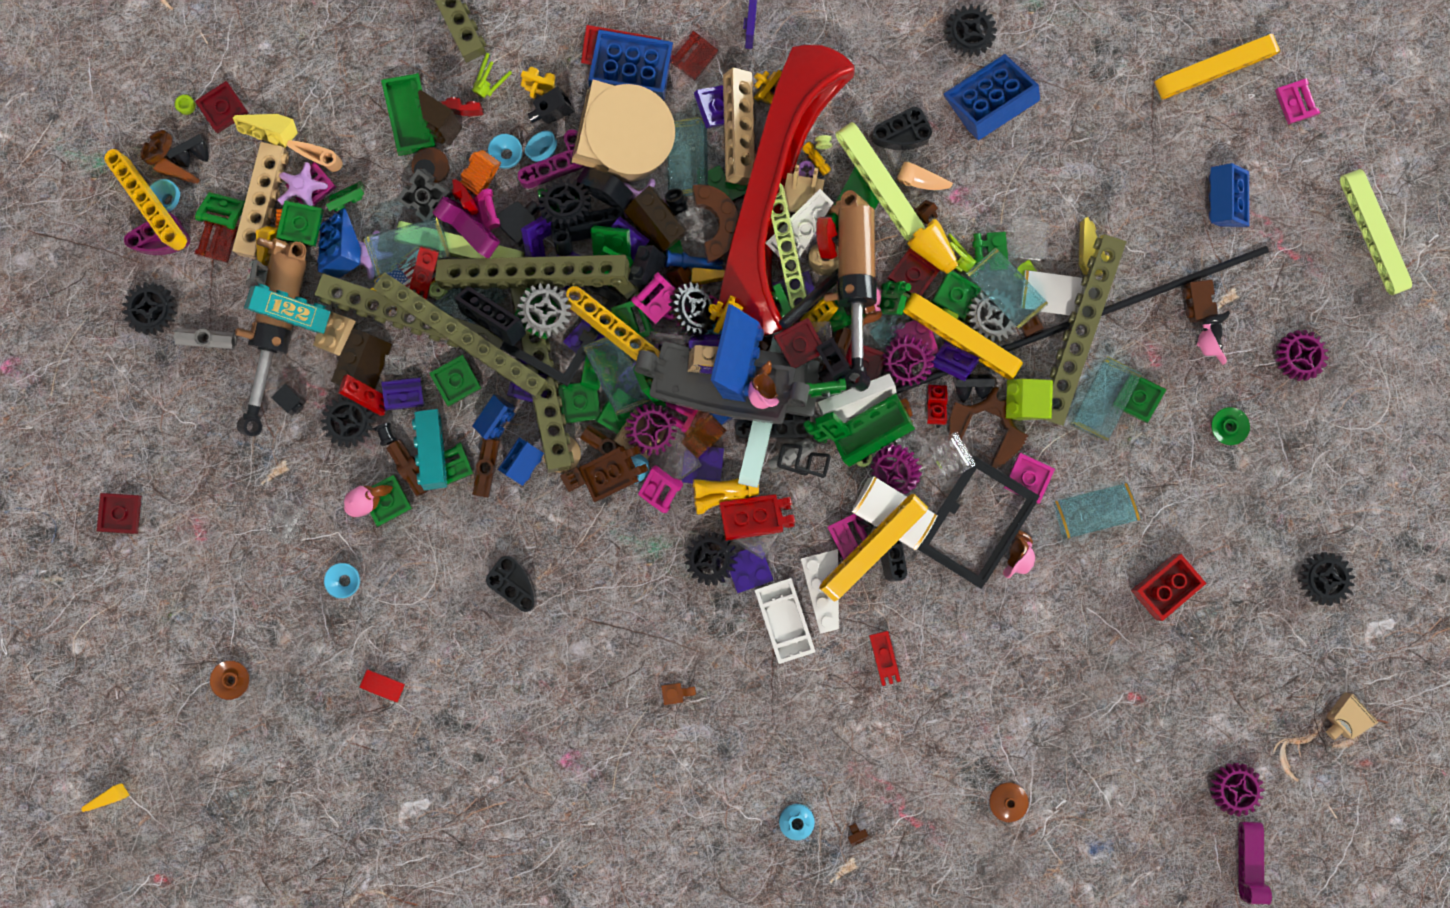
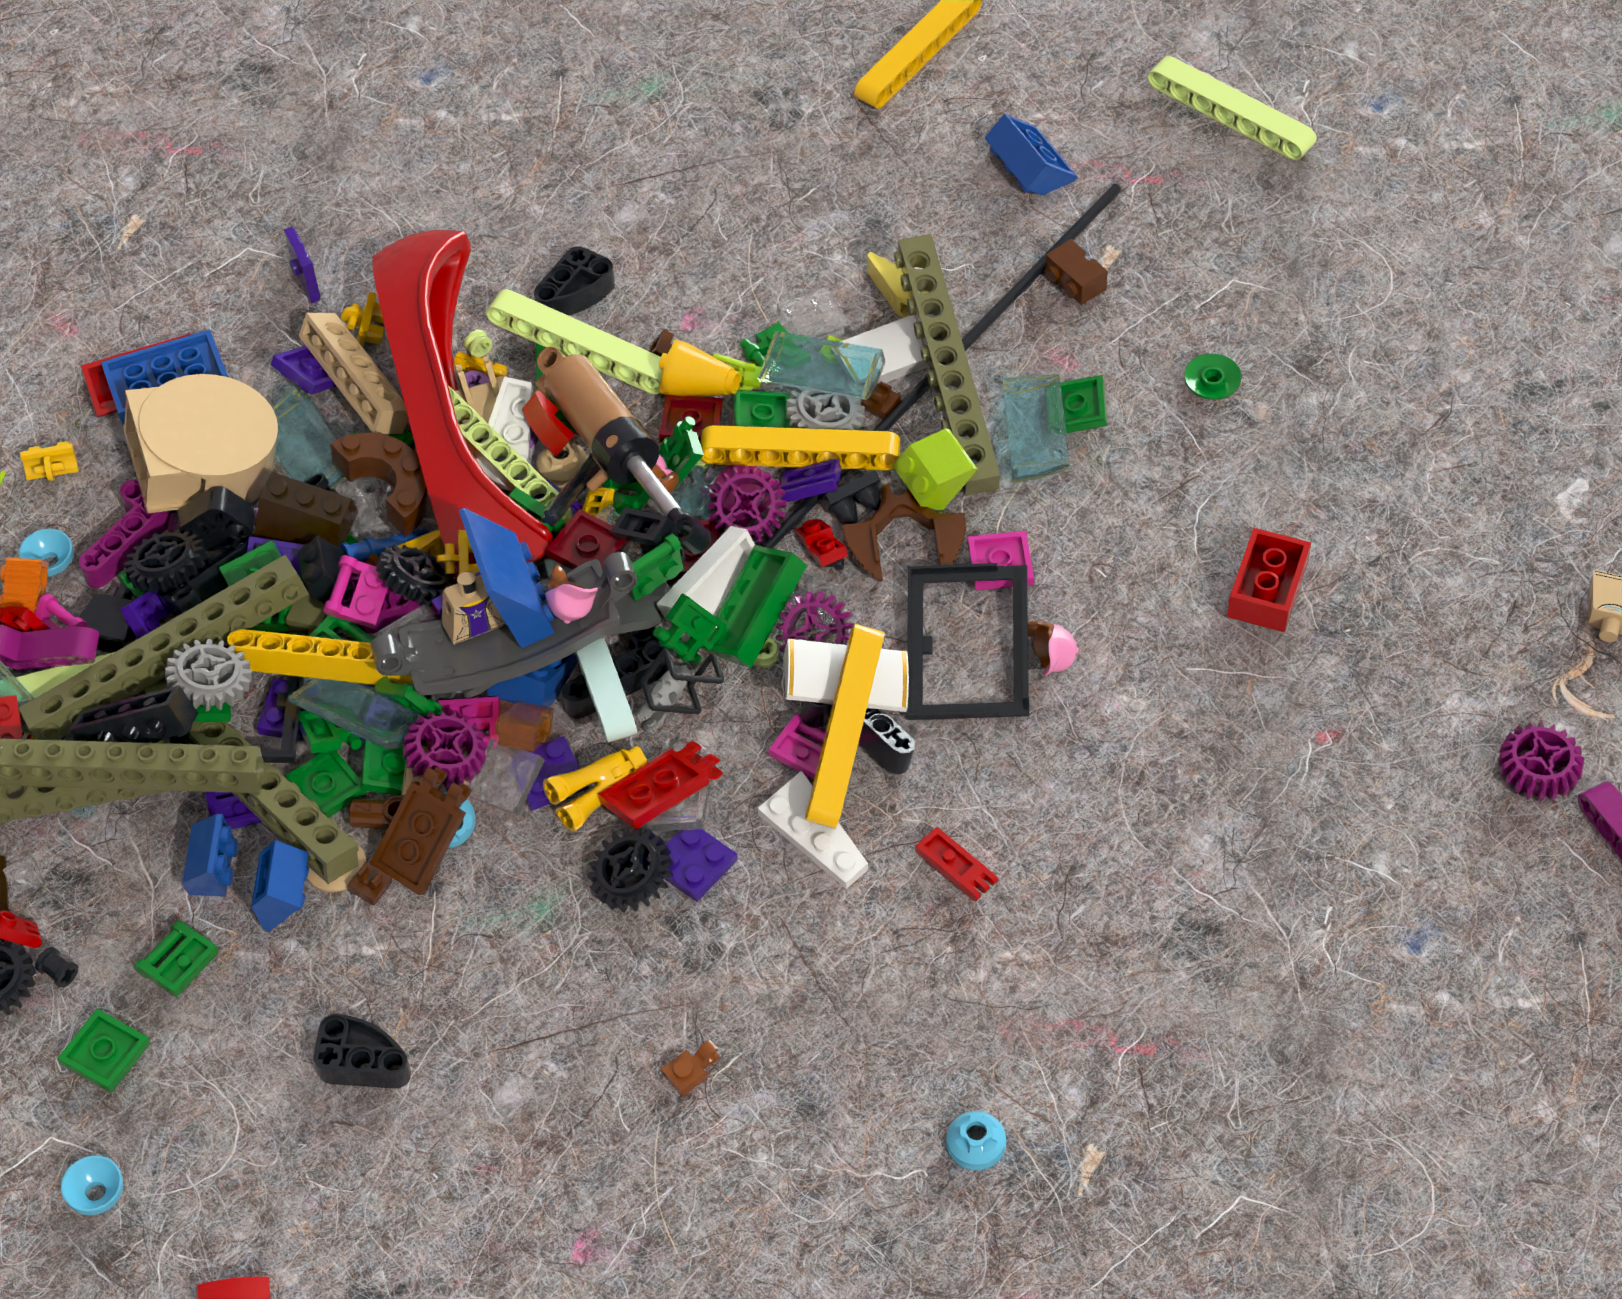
camera: 25 degrees left, 30 degrees down
(364, 499) = (67, 1062): bright pink hair -> none
(402, 394) = (55, 903): dark purple plate -> none
(406, 465) = (115, 991): reddish brown piece -> none
(430, 449) = (136, 943): teal brick -> none
(455, 380) = (125, 850): green plate -> none
(483, 480) = (237, 945): reddish brown piece -> none
(541, 146) = (95, 521): medium azure piece -> none
(551, 106) = (84, 472): black torso -> none
(654, 486) = (493, 821): dark pink plate -> none
(699, 58) = (255, 338): clear red plate -> none
(784, 621) = (784, 892): white slope -> none
(858, 836) = (1074, 1102): reddish brown tile -> none
(921, 178) = (630, 318): light nougat piece -> none
(952, 456) = (879, 580): clear plate -> none
(965, 26) = (591, 149): black gear -> none
(993, 96) = (666, 198): blue slope -> none
(1000, 797) = (1251, 961): dark orange dish -> none
(1096, 510) = (1116, 554): clear light blue slope -> none
(1210, 337) = (1116, 298): hair -> none
(1292, 102) = (1039, 35): dark pink plate -> none
(1316, 348) = (1241, 264): magenta gear -> none
(1329, 572) = (1458, 477): black gear -> none

